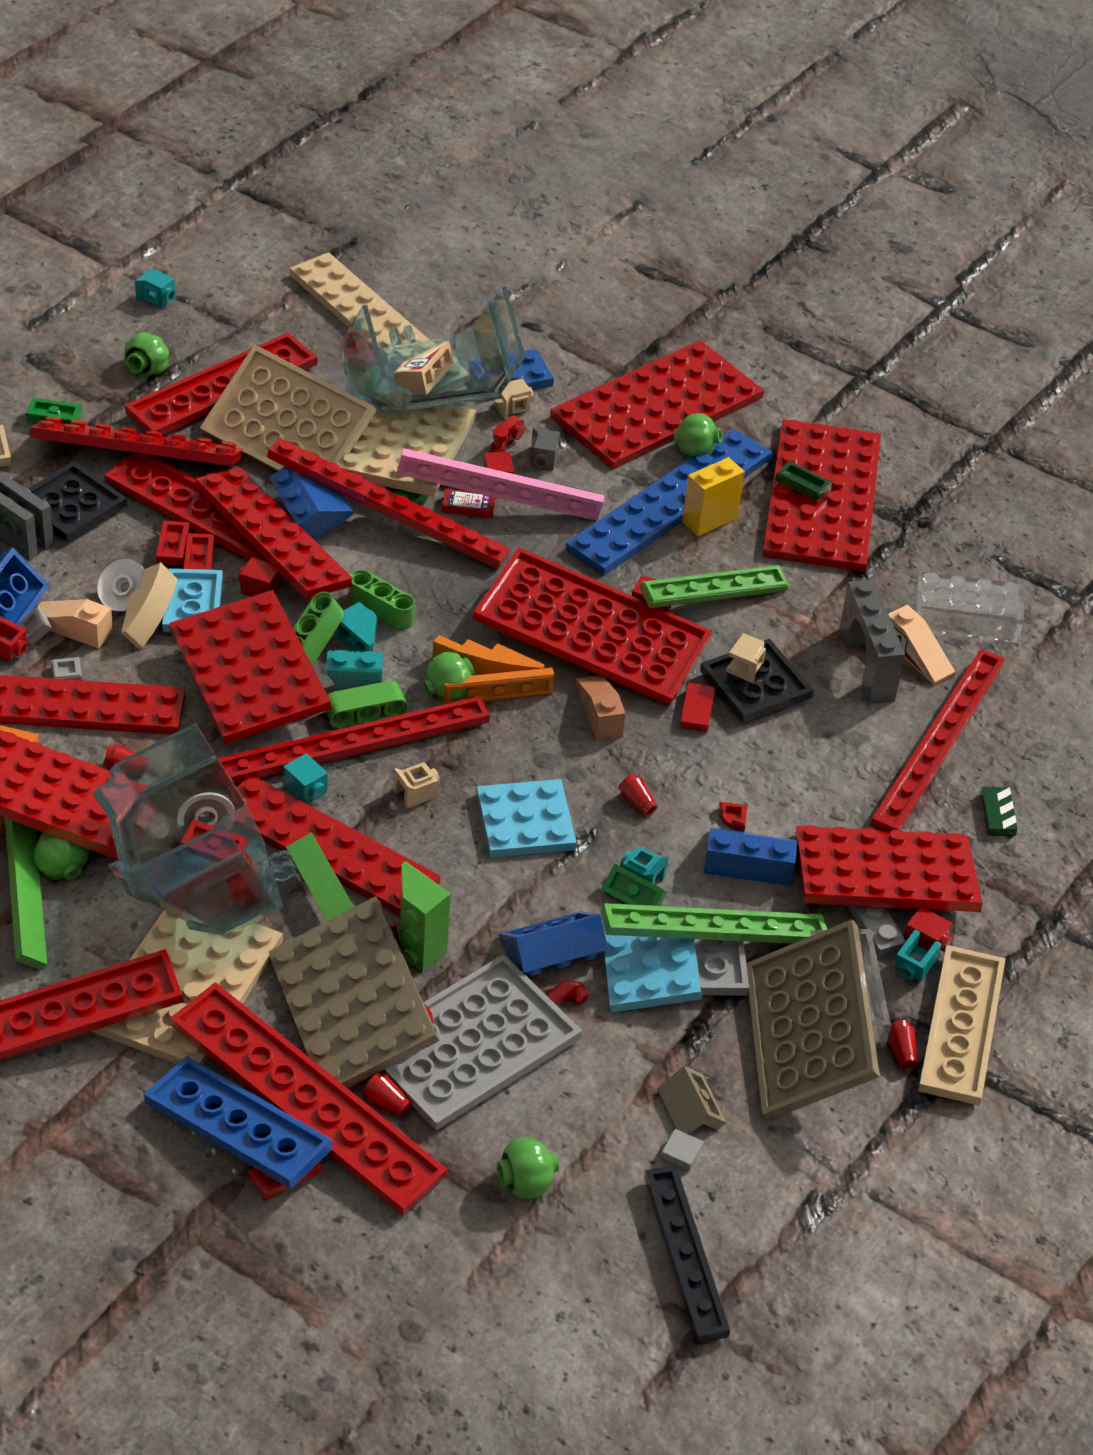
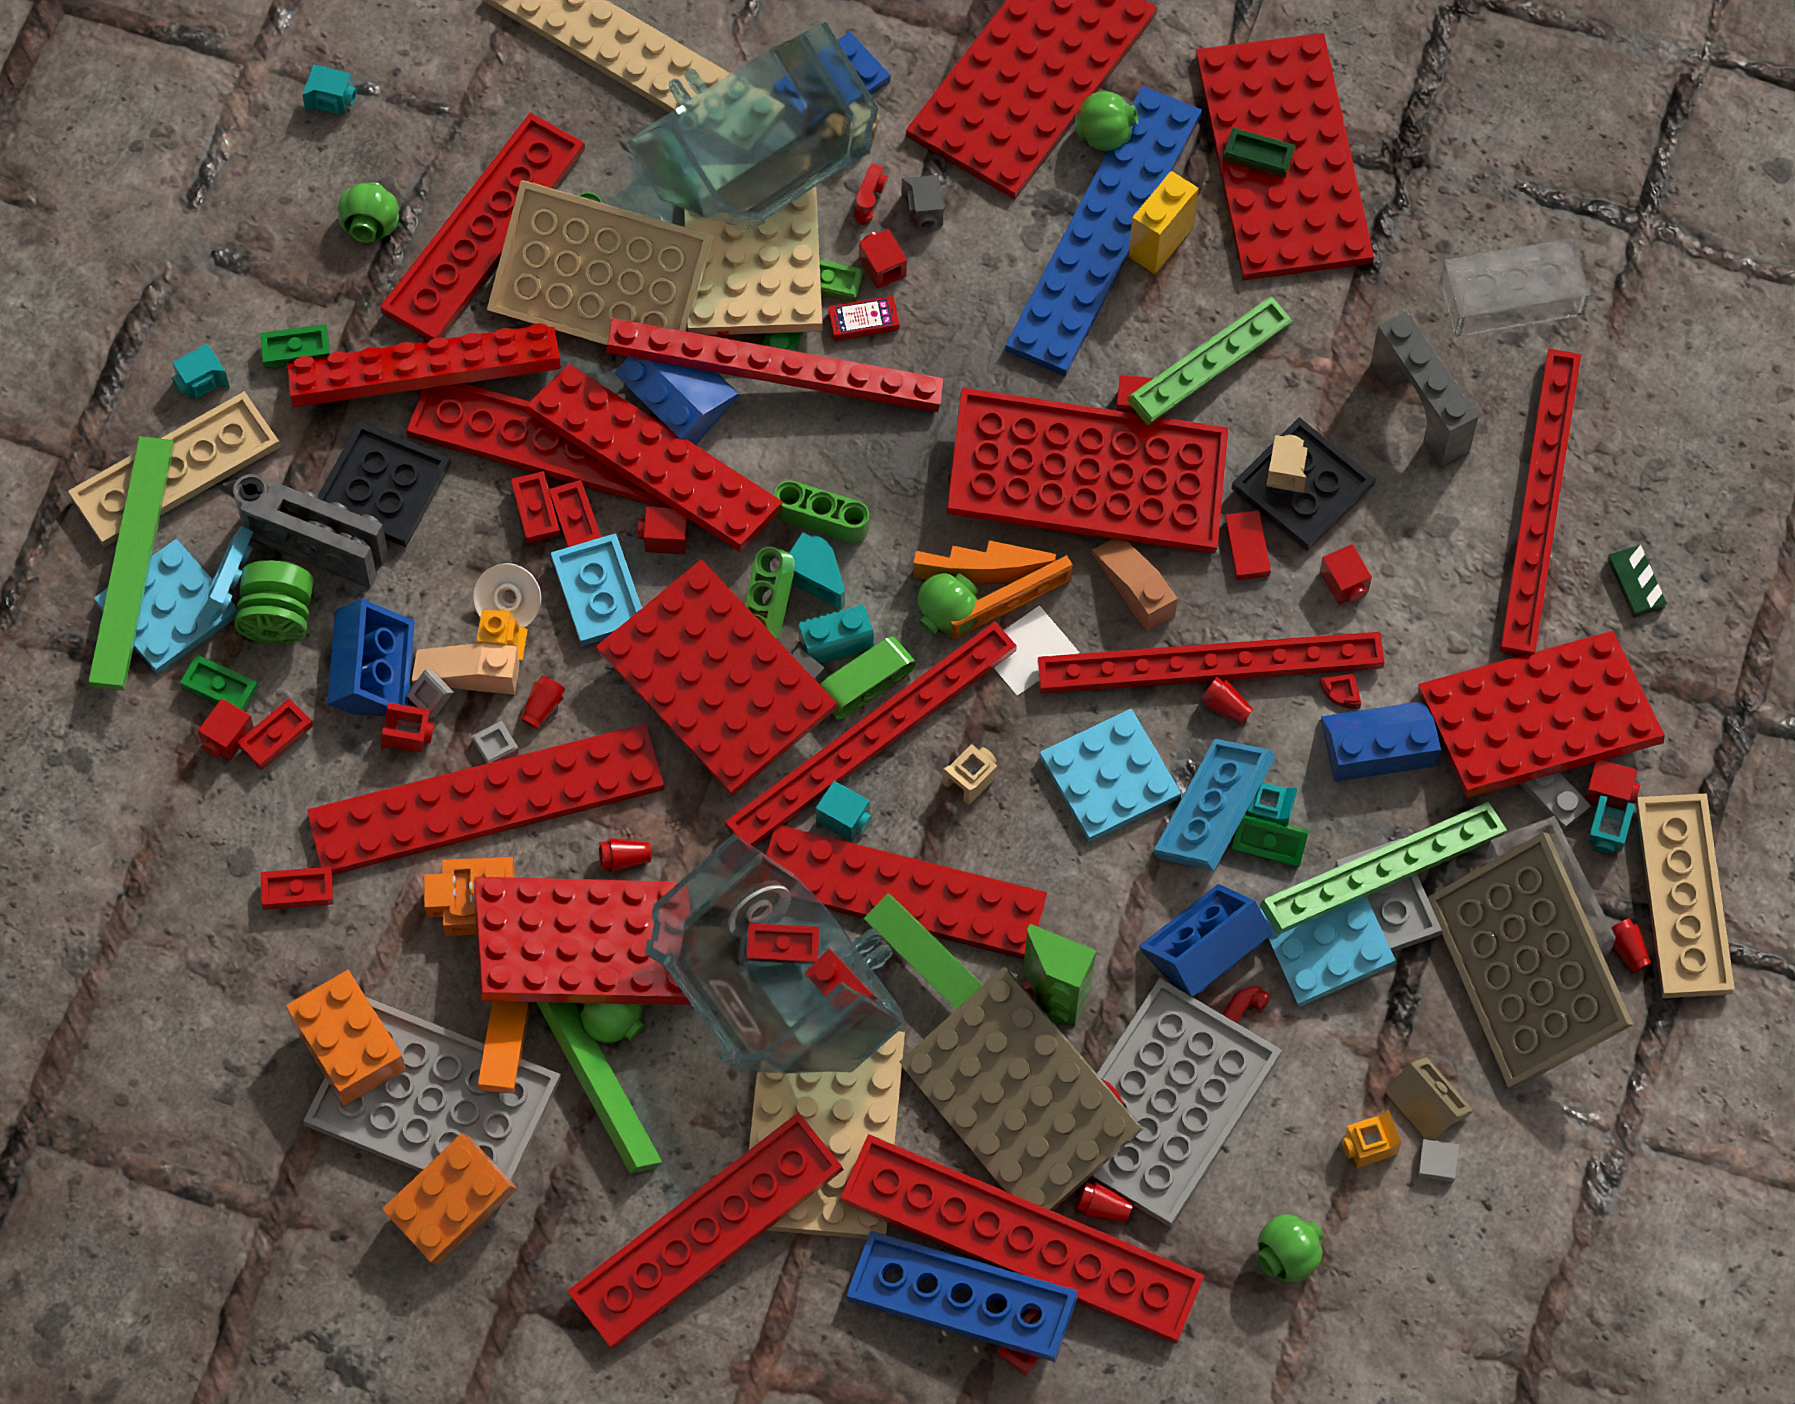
camera: 15 degrees left, 20 degrees up
(107, 595) = (501, 629): none -> light orange window
(115, 652) = (542, 701): none -> red cone
(148, 604) = (553, 619): tan slope -> none
(425, 370) = (737, 138): light nougat slope -> none
(499, 484) = (900, 291): bright pink plate -> none
(505, 727) = (1035, 637): none -> white sticker
(598, 853) = (1214, 804): none -> dark azure tile
(621, 764) = (1210, 661): none -> red plate
(630, 1116) = (1372, 1140): none -> light orange window
(686, 1254) = (1487, 1288): black plate -> none
(766, 741) = (1346, 575): none -> red brick
(920, 645) = (1476, 366): light nougat slope -> none

